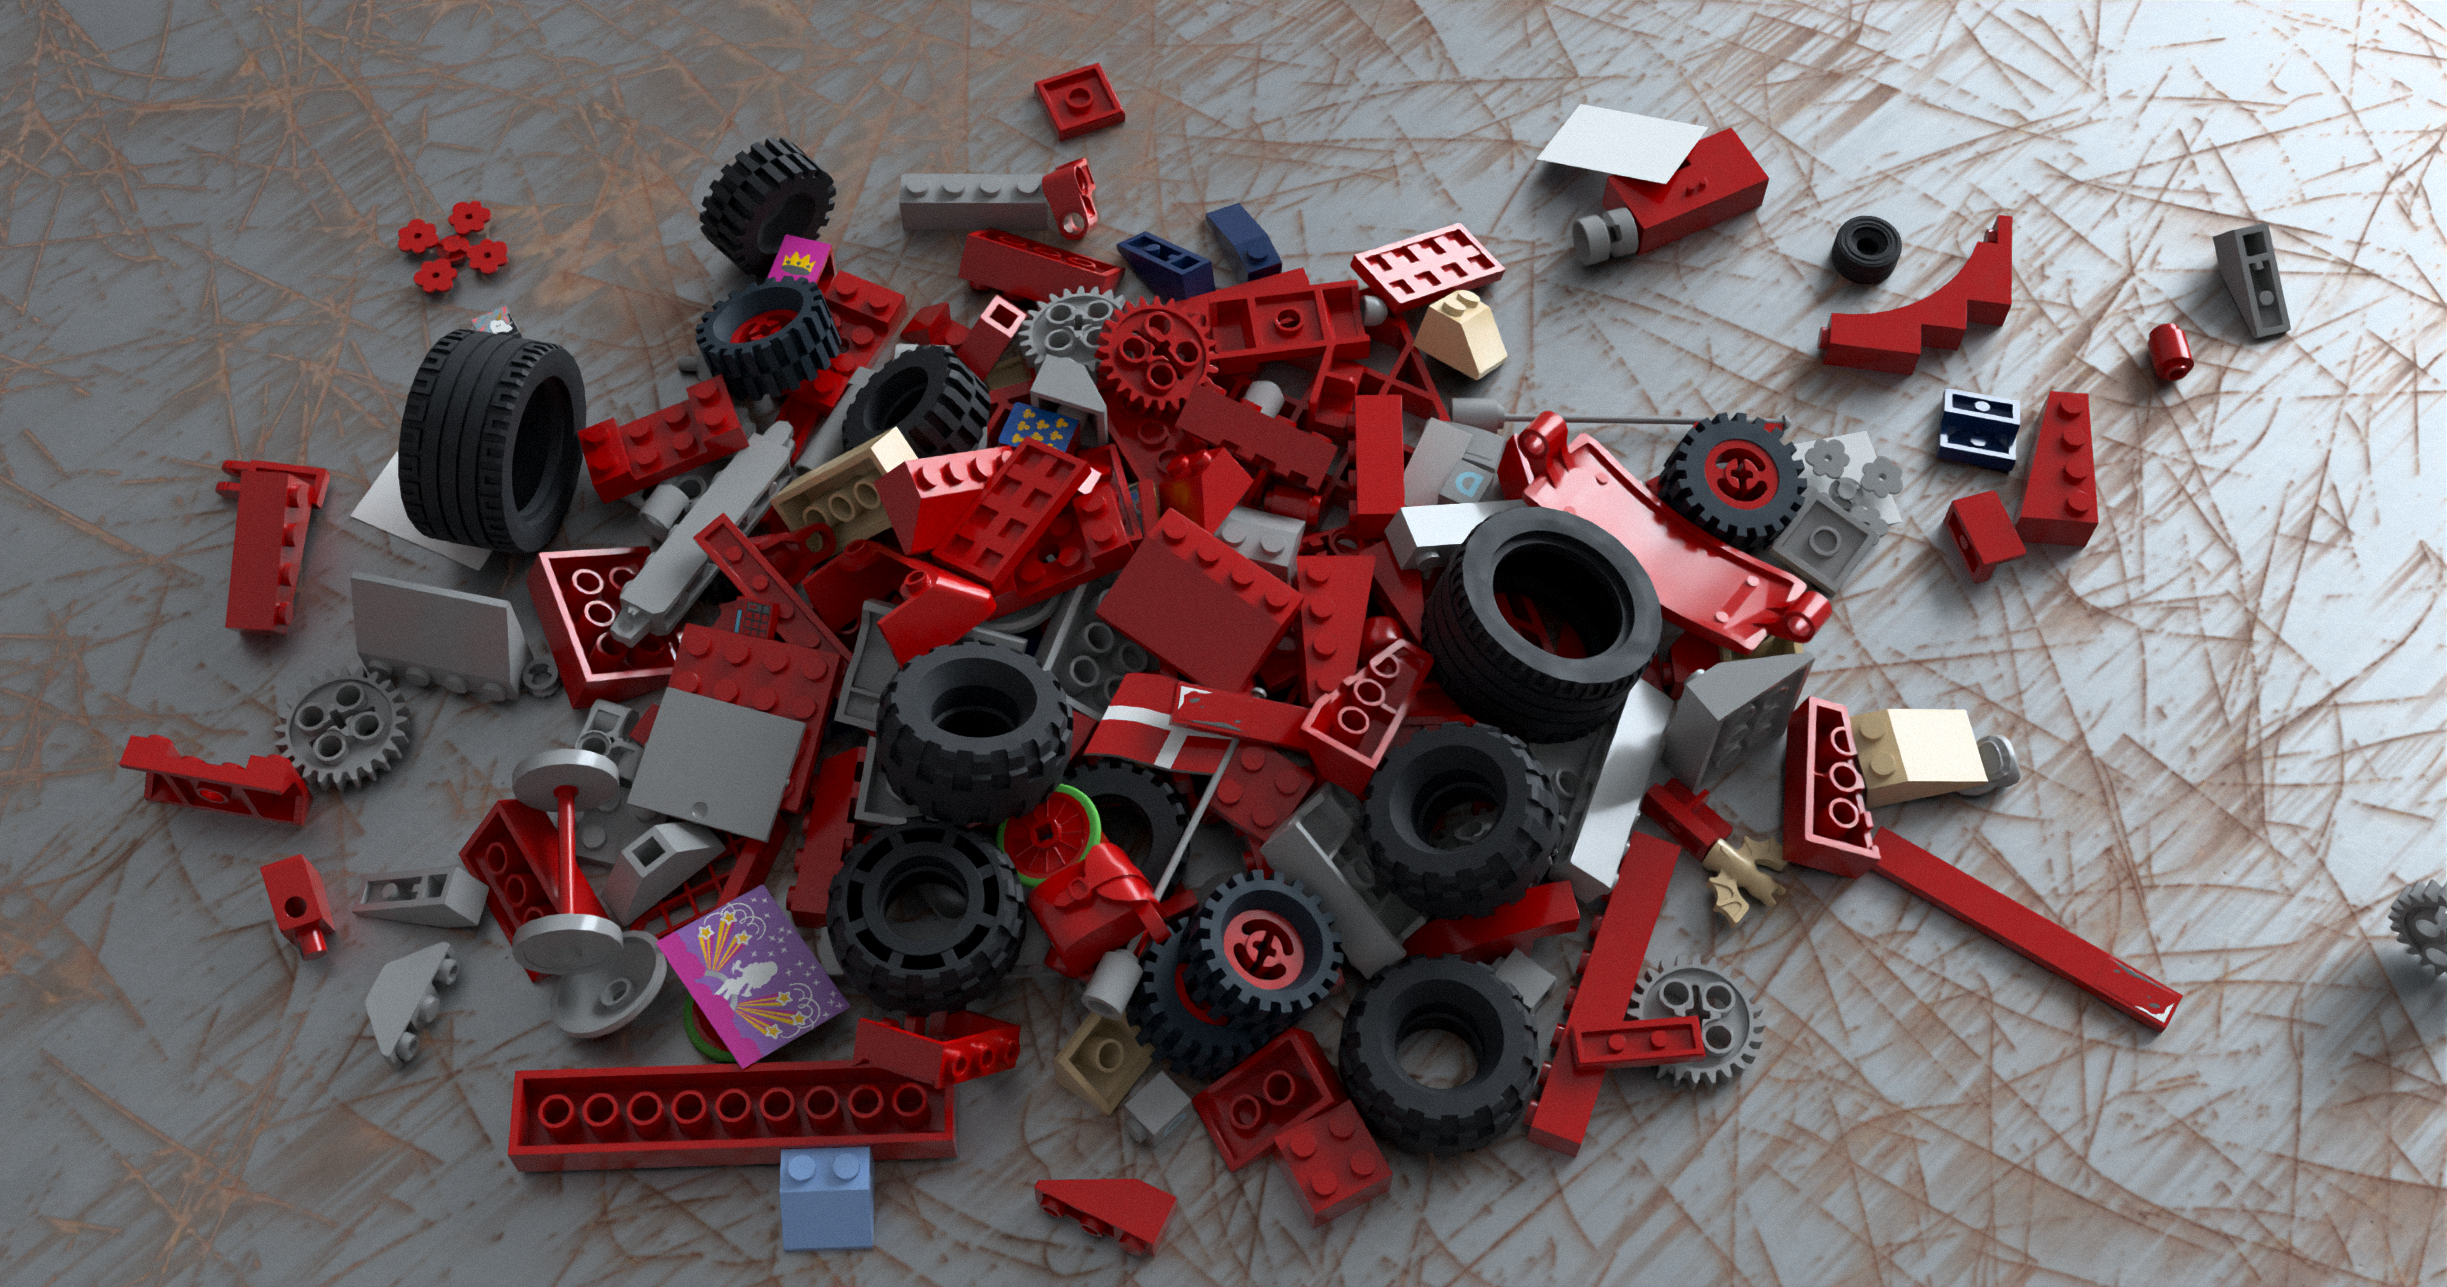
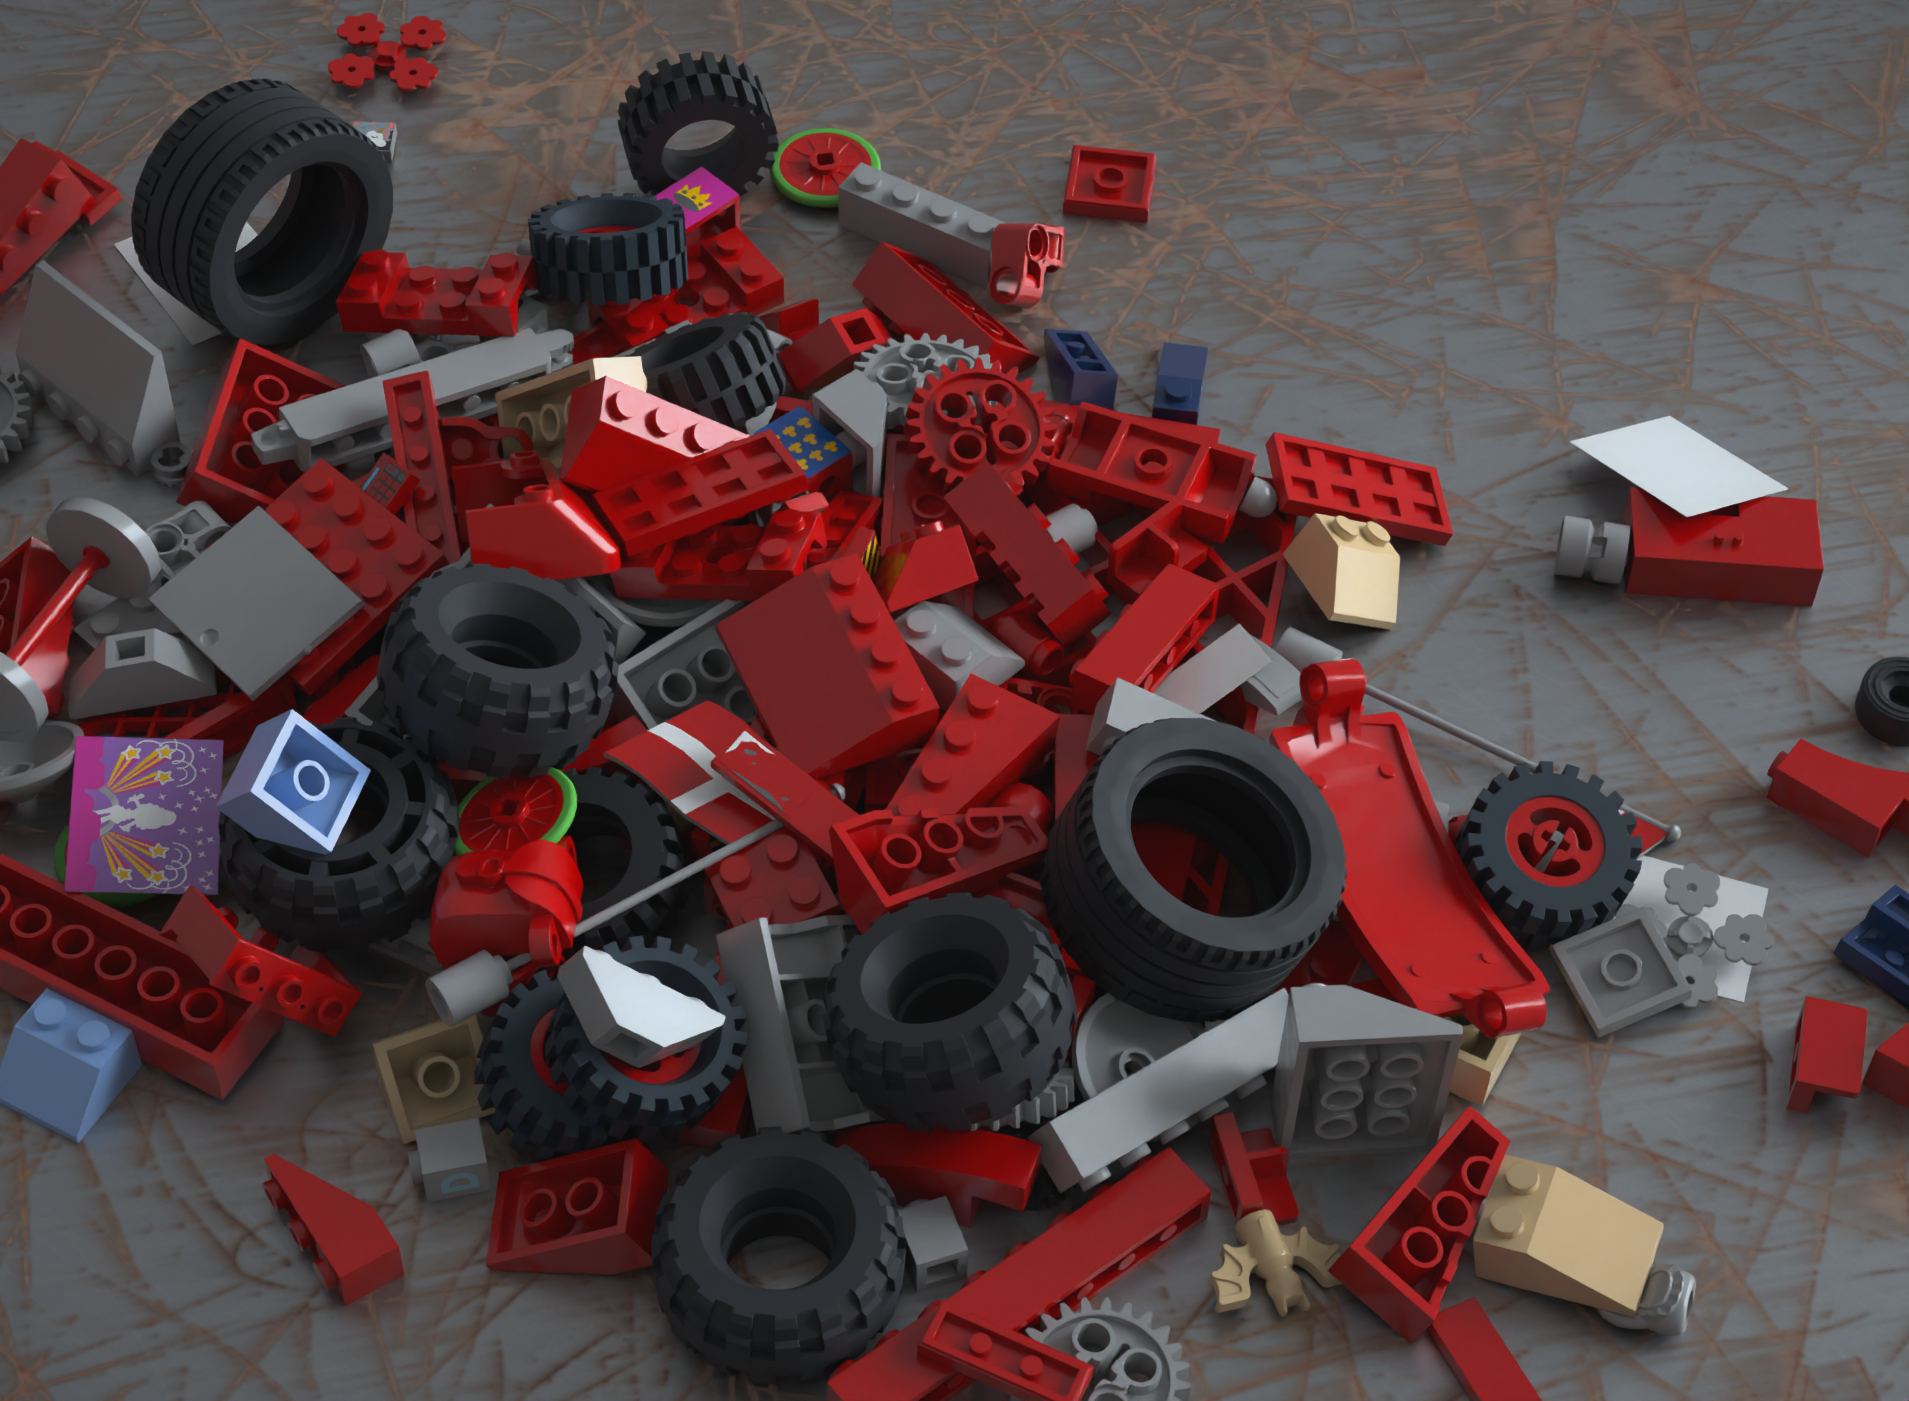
camera: 30 degrees right, 10 degrees down
(881, 182) = (817, 162): none -> red wheel
(893, 904) = (293, 785): none -> light blue slope
(1259, 944) = (632, 1011): none -> slope
(1331, 1164) = (589, 1308): red brick -> none
(1466, 485) = (1230, 704): light grey brick -> none

